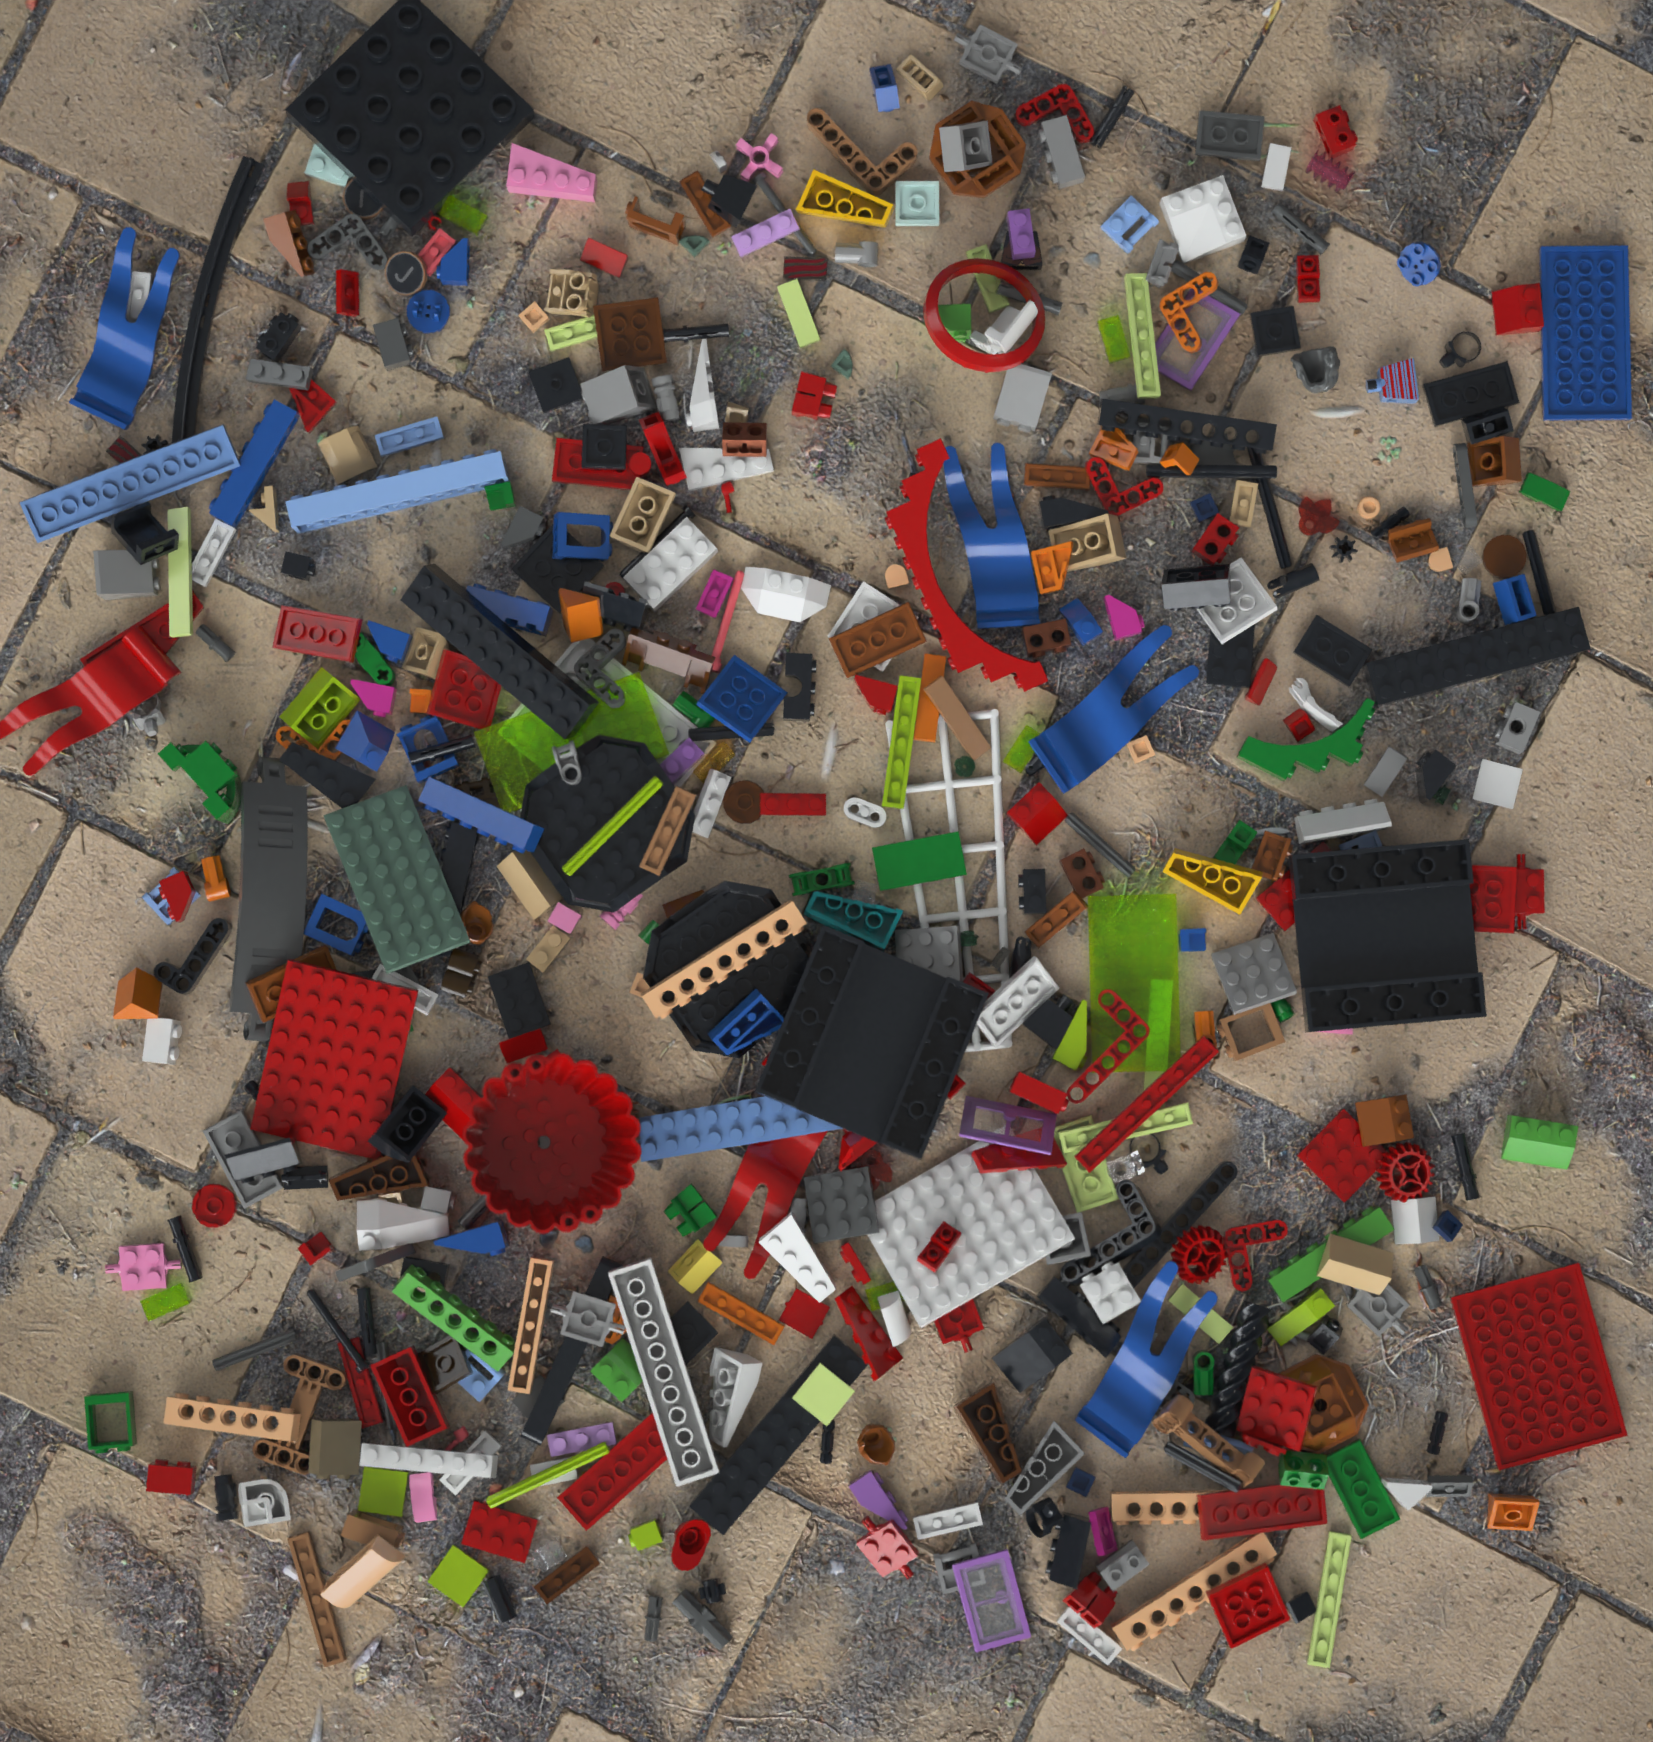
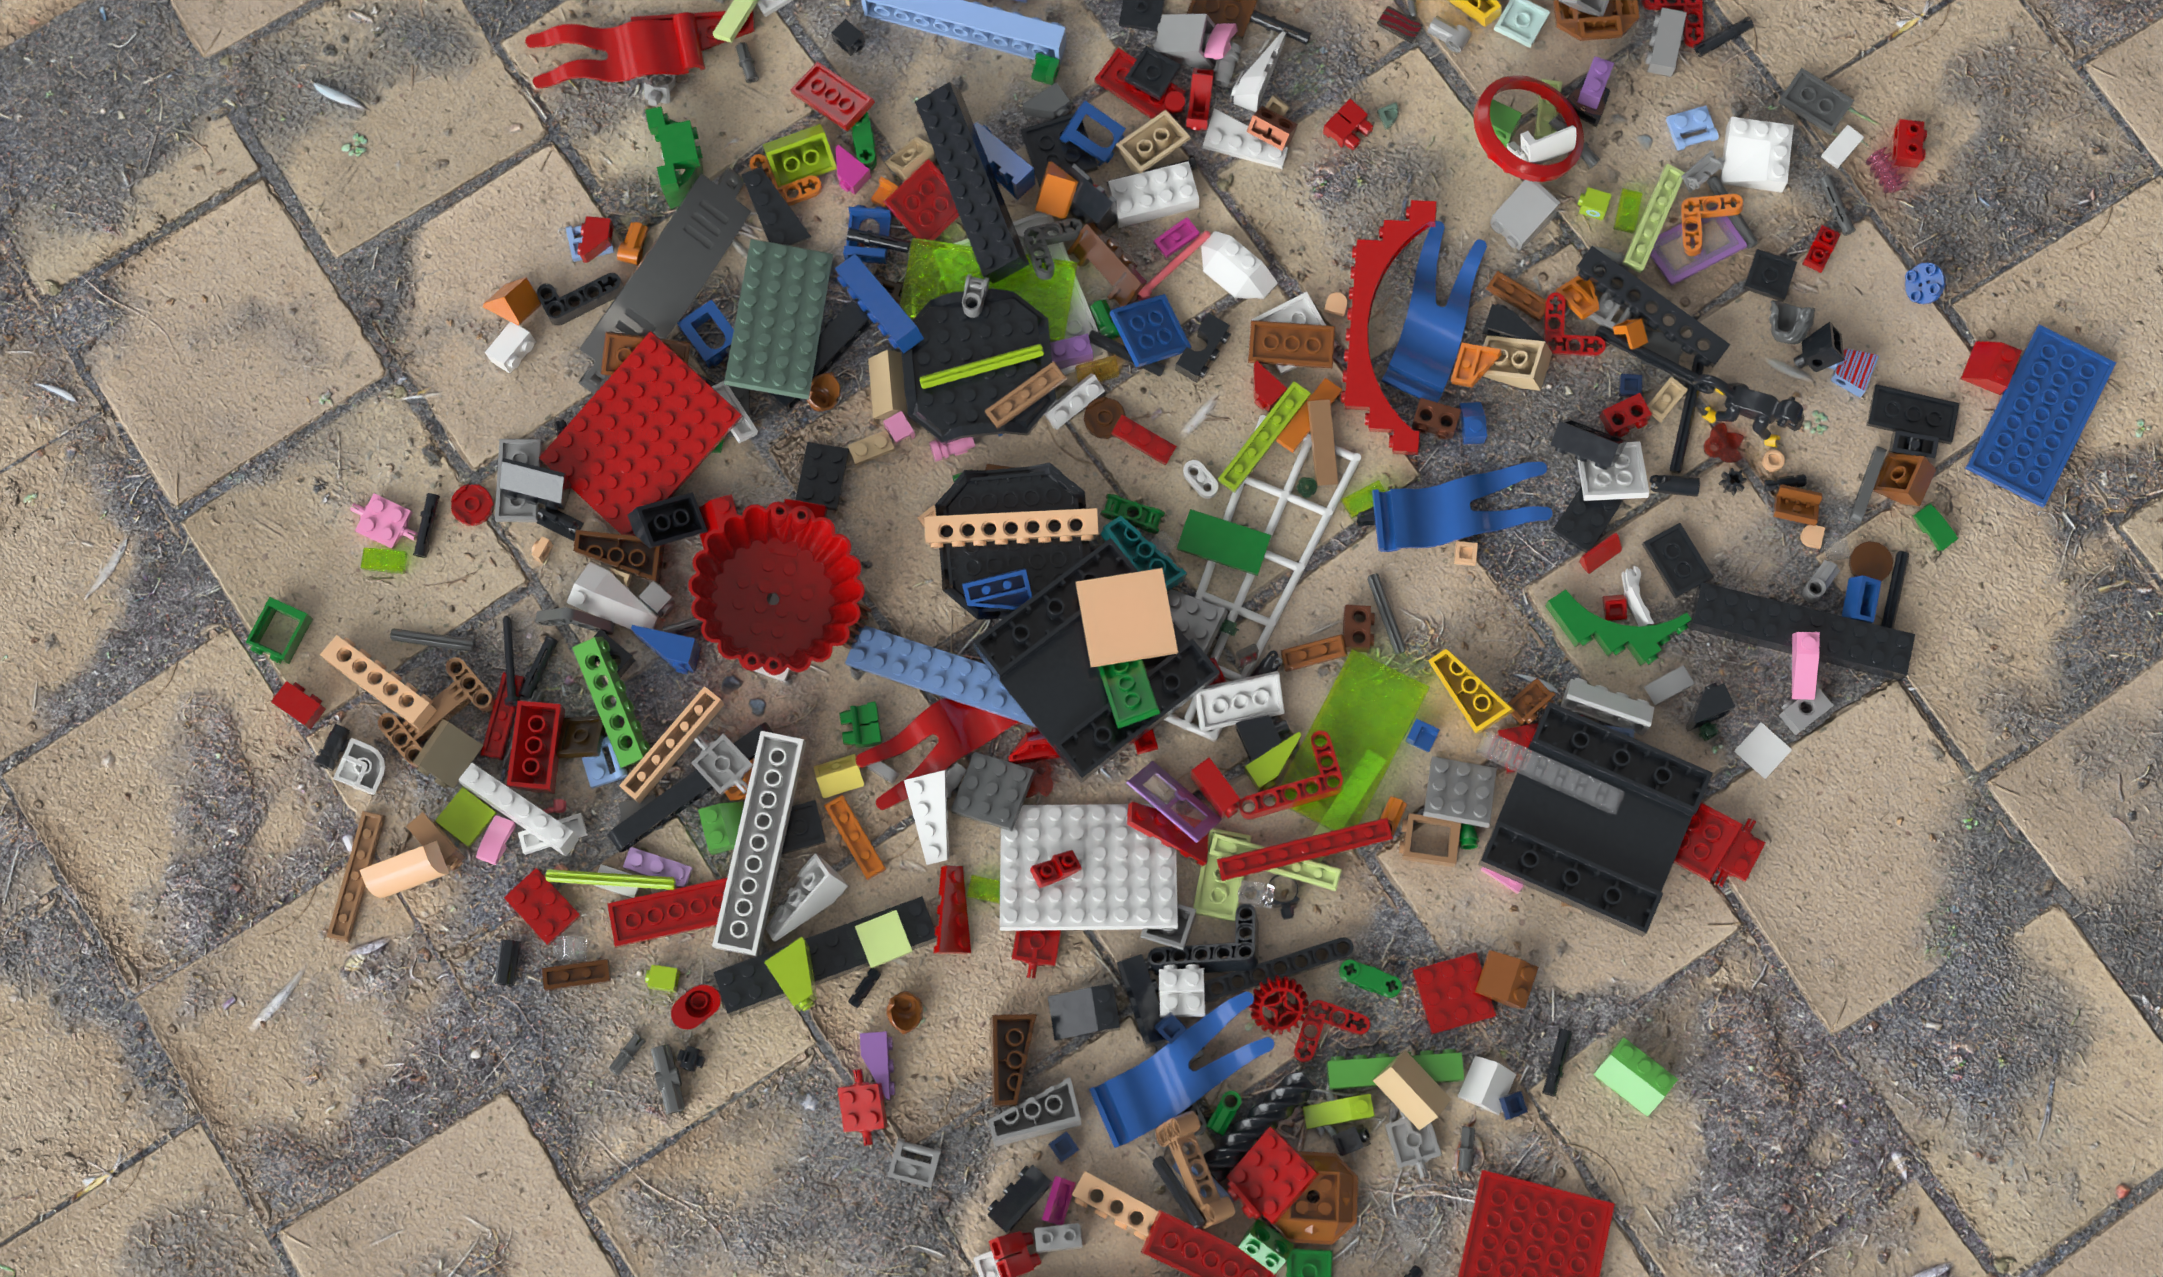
camera: 30 degrees right, 10 degrees down
(303, 1212) = (541, 549): none -> light nougat plate
(315, 1248) = (532, 585): red panel -> none
(366, 741) = (820, 200): blue slope -> none
(390, 641) = (888, 134): blue slope -> none
(458, 1575) = (485, 924): lime tile -> none
(461, 972) = (787, 426): dark brown brick -> none
(649, 383) = (1219, 41): none -> bright pink slope
(726, 489) = (1235, 161): red hand -> none
(766, 1473) = (795, 974): none -> lime slope
(798, 313) = (1374, 56): yellowish green tile -> none
(804, 1313) = (908, 867): red piece -> none
(859, 1271) = (975, 839): red plate -> none
(879, 991) = (1126, 617): none -> light nougat tile
(895, 1317) = (983, 911): white brick -> none
(914, 1052) = (1129, 692): none -> green tile
(947, 1520) = (928, 1115): white plate -> none
(991, 1600) = (926, 1206): clear door -> none
(1033, 891) = (1309, 616): black brick -> none
(1037, 813) = (1346, 557): red slope -> none
(1049, 1514) = (1019, 1157): black piece -> none
(1079, 349) = (1594, 203): none -> lime brick
(1118, 1330) = (1170, 1027): none -> dark blue plate
(1122, 618) = (1510, 438): dark pink slope -> none
(1213, 1323) = (1256, 1070): yellowish green tile -> none
(1235, 843) = (1505, 675): green slope -> none
(1253, 255) = (1784, 205): black bracket -> none
(1265, 1184) = (1370, 978): none -> green piece
(1326, 916) = (1550, 772): none -> clear beam
(1337, 469) = (1751, 404): none -> black animal
(1359, 380) = (1821, 349): none -> black torso
(1417, 1161) = (1508, 1051): red gear -> none
(1448, 359) = (1912, 373): black piece -> none
(1497, 691) = (1804, 664): none -> bright pink slope

